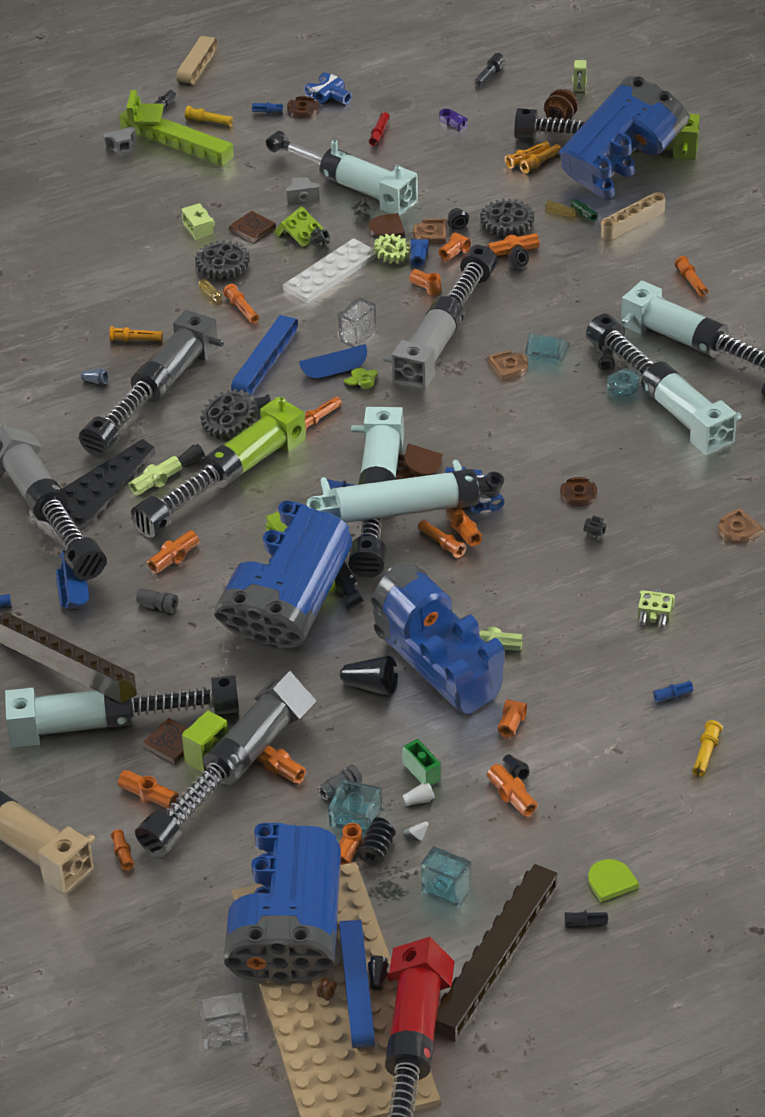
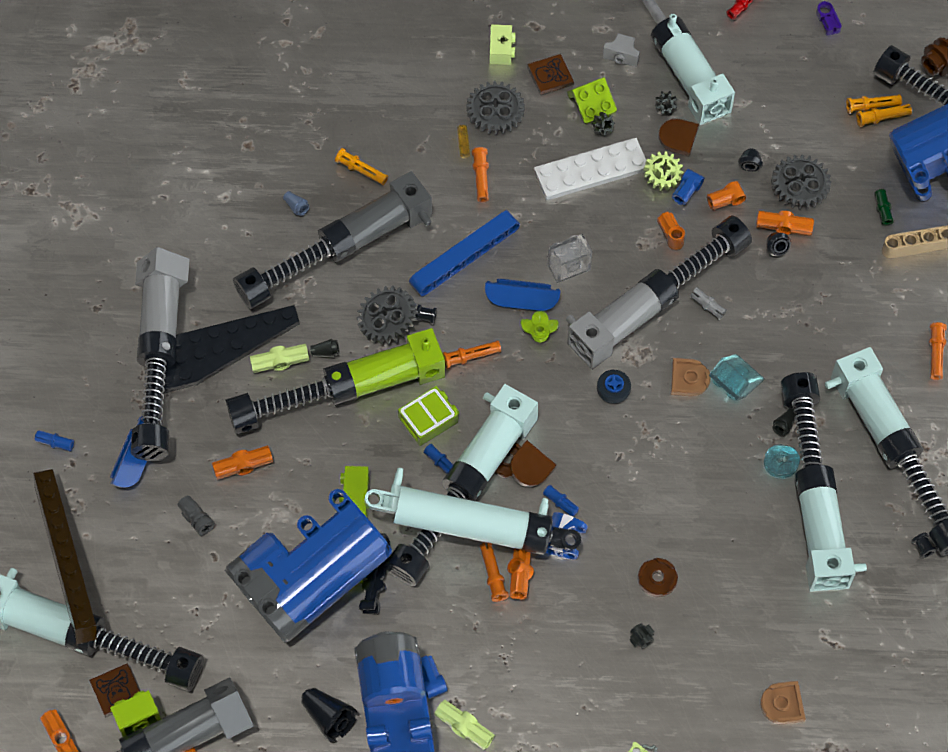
camera: 25 degrees right, 20 degrees up
(311, 463) = (428, 415): none -> lime brick
(431, 229) = (718, 162): medium nougat tile -> none
(452, 390) = (620, 383): none -> black wheel
(489, 314) = (708, 303): none -> light grey pin
(560, 209) = (862, 193): clear yellow axle -> none

